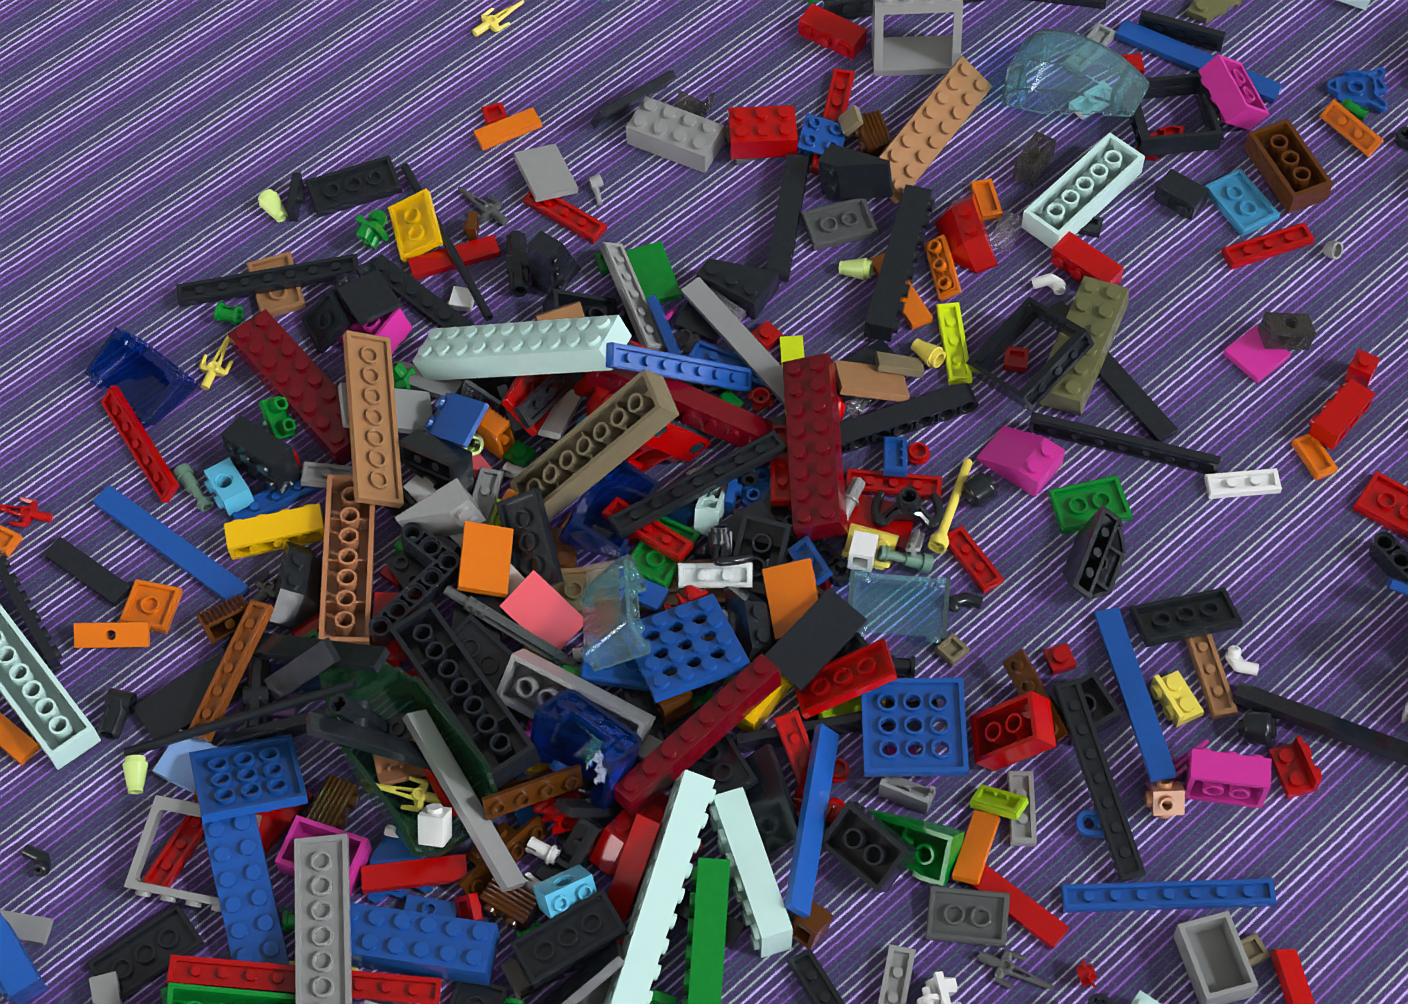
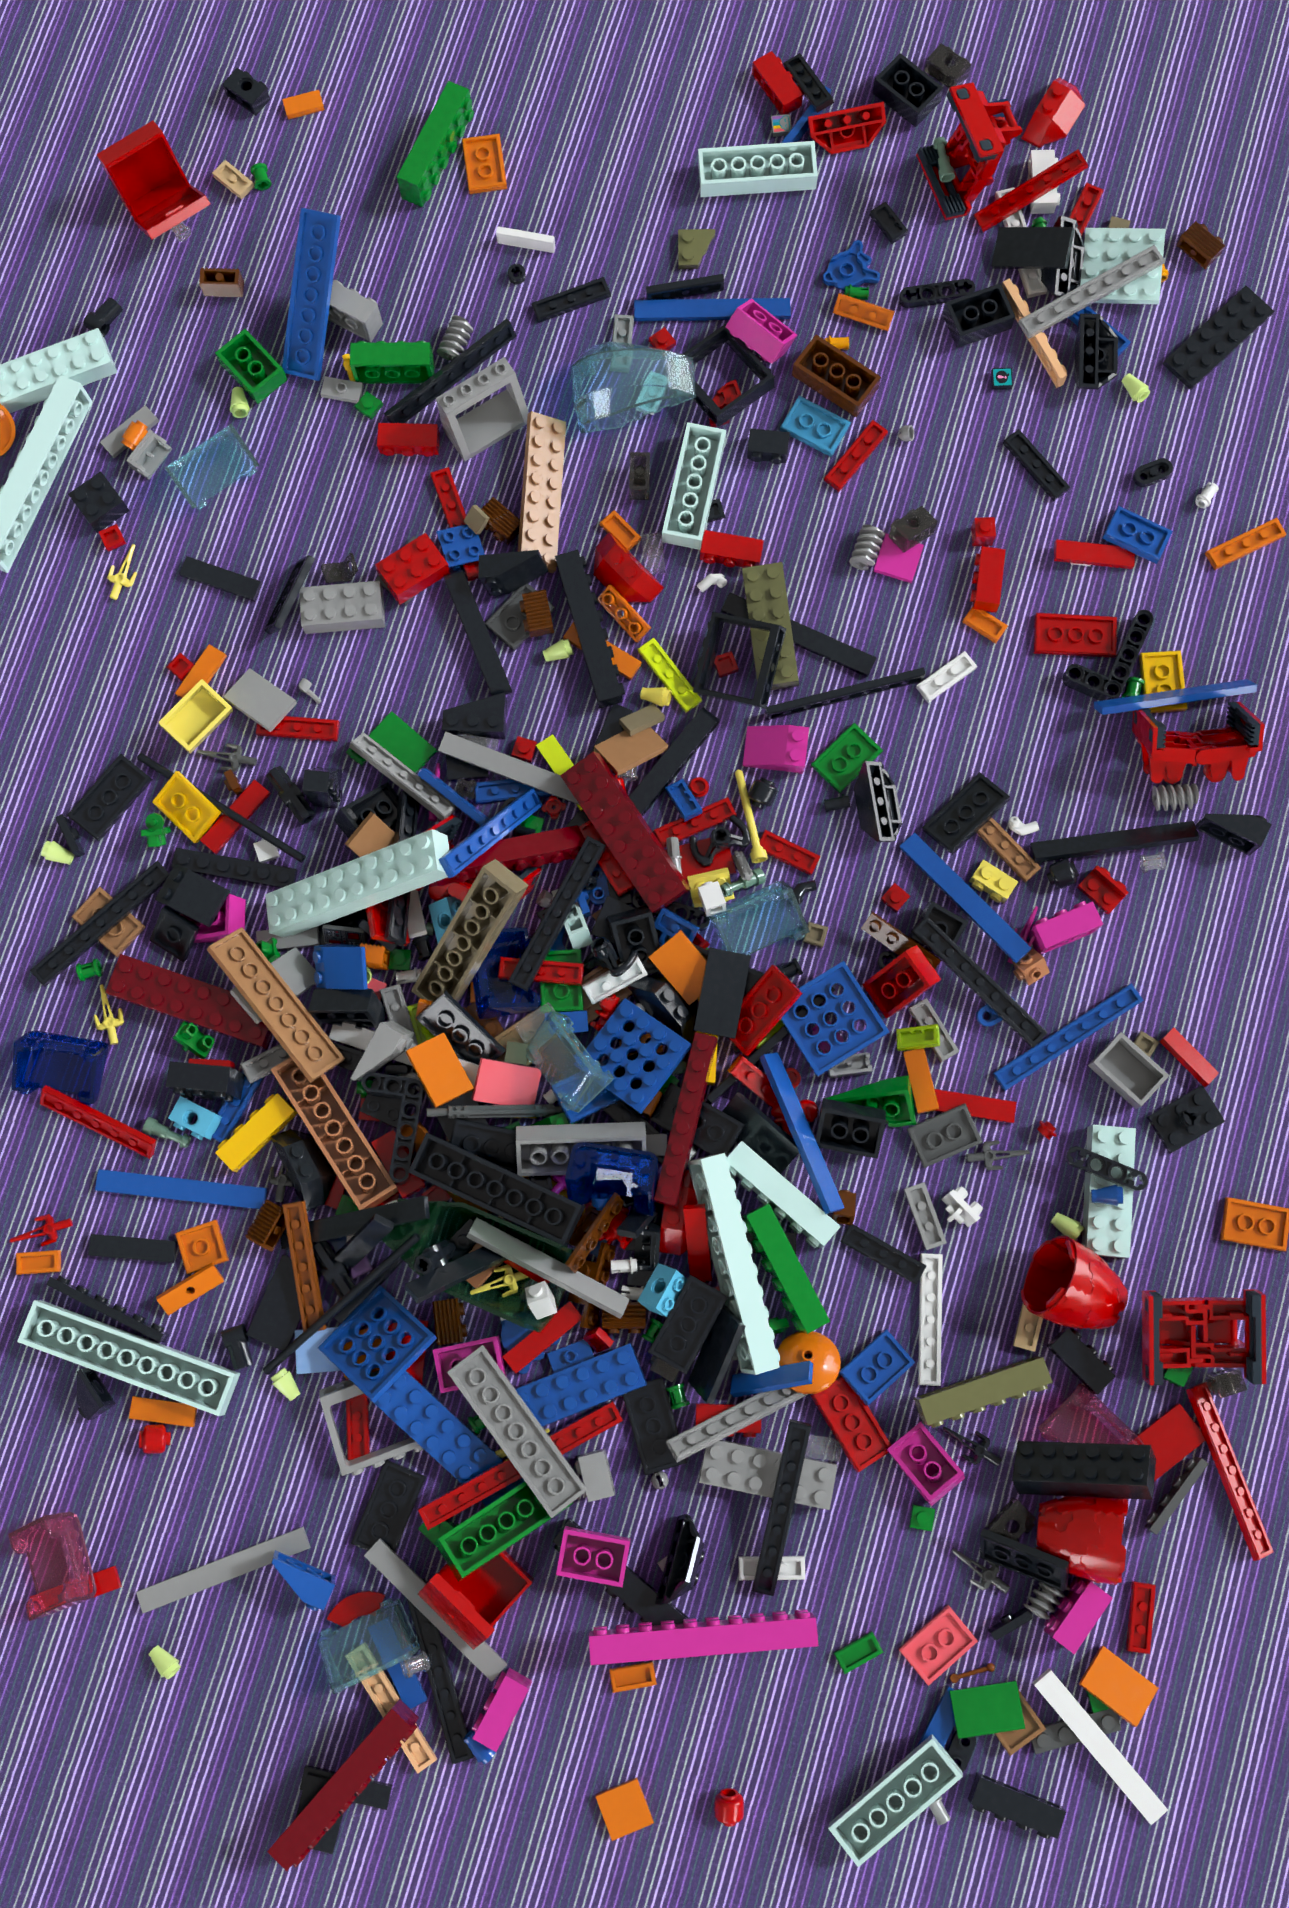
camera: 30 degrees left, 20 degrees up
(41, 859) = (262, 1489): black arm -> none
(477, 154) = (195, 716): none -> light yellow piece
(571, 590) = (516, 1053): none -> dark tan tile
(581, 63) = (220, 578): none -> black tile
(856, 224) = (537, 613): none -> reddish brown brick
(1052, 539) = (837, 803): none -> black pin
(1227, 326) = (866, 546): none -> light grey piece
(1312, 143) = (839, 342): none -> light orange pin
(1367, 769) = (1152, 862): none -> clear bush

